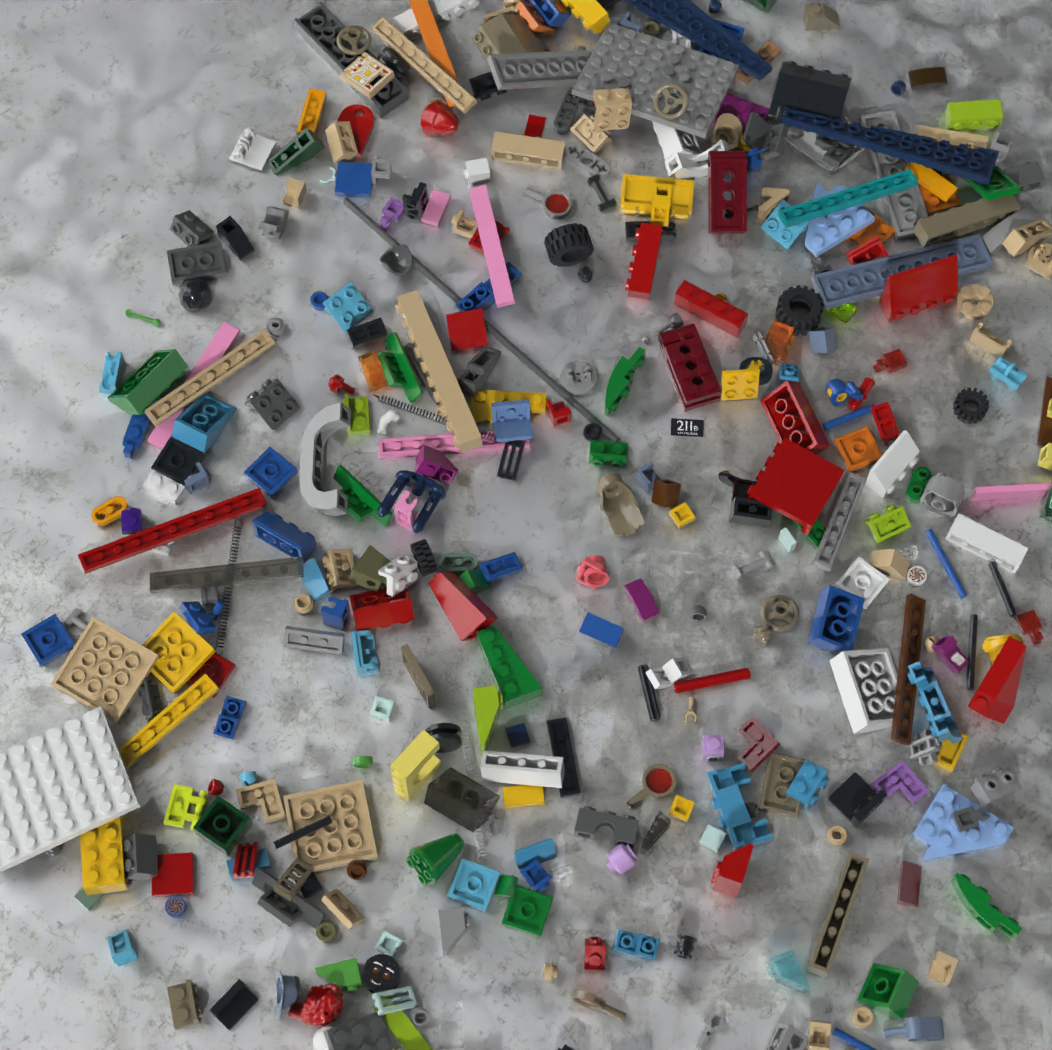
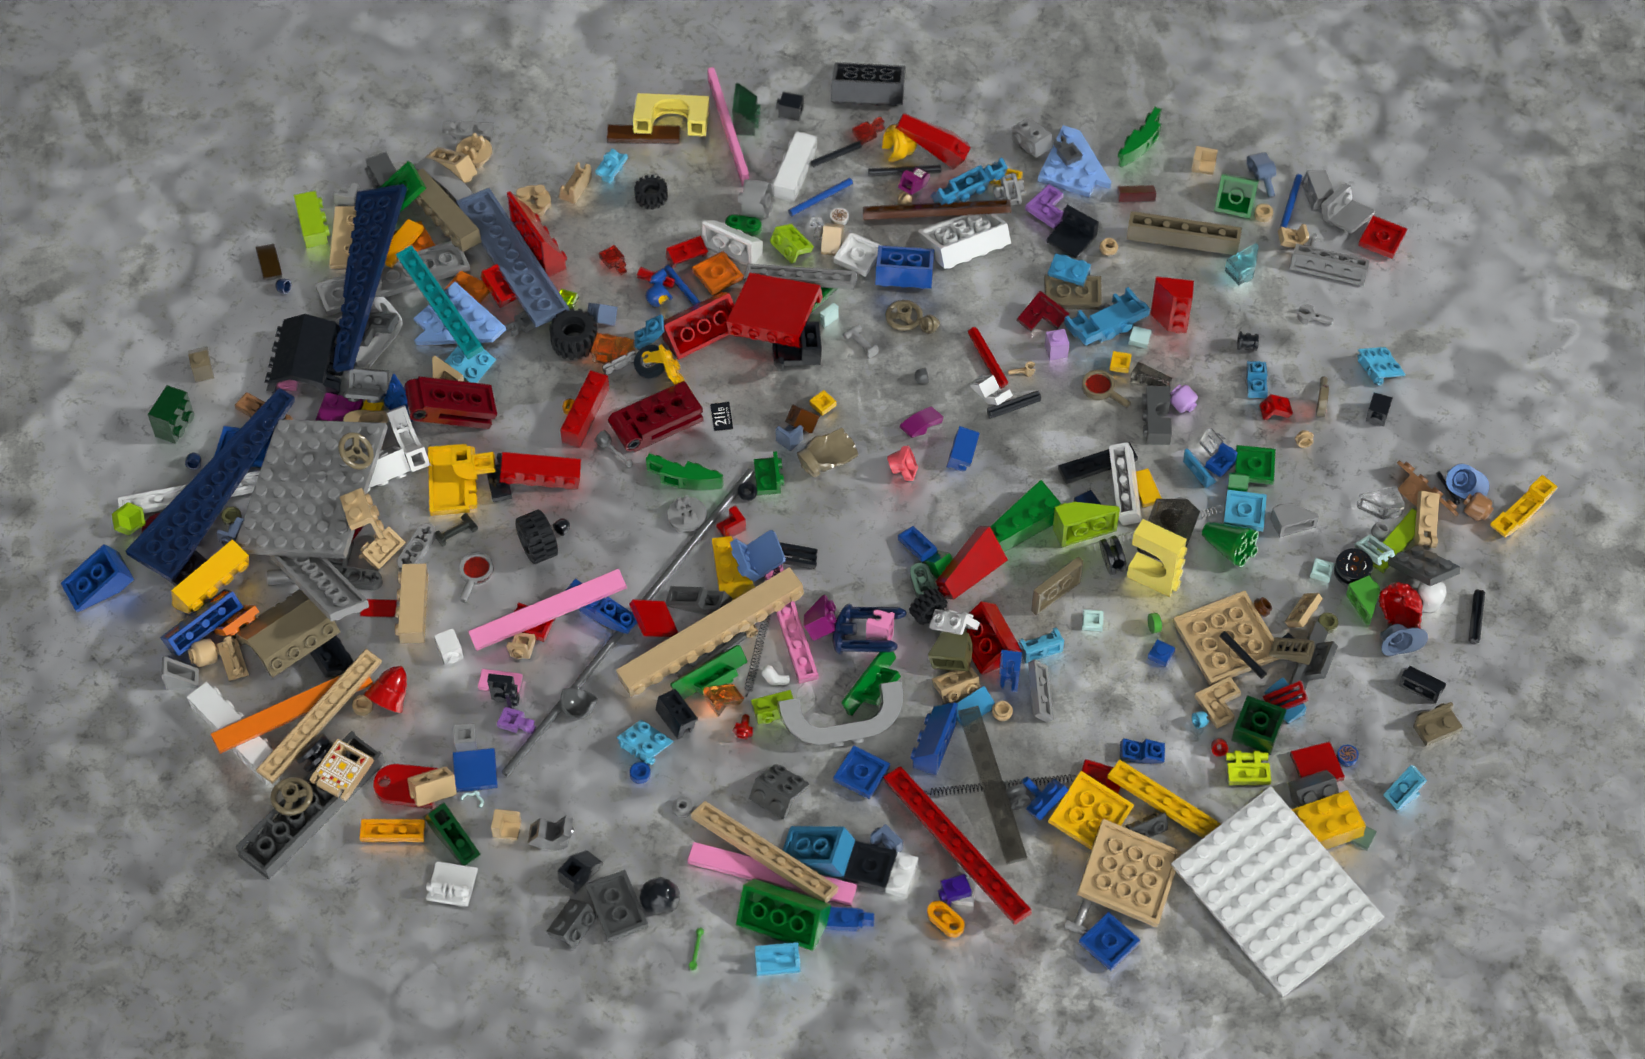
camera: 100 degrees left, 10 degrees down
(331, 762) = (1161, 653): none -> blue plate

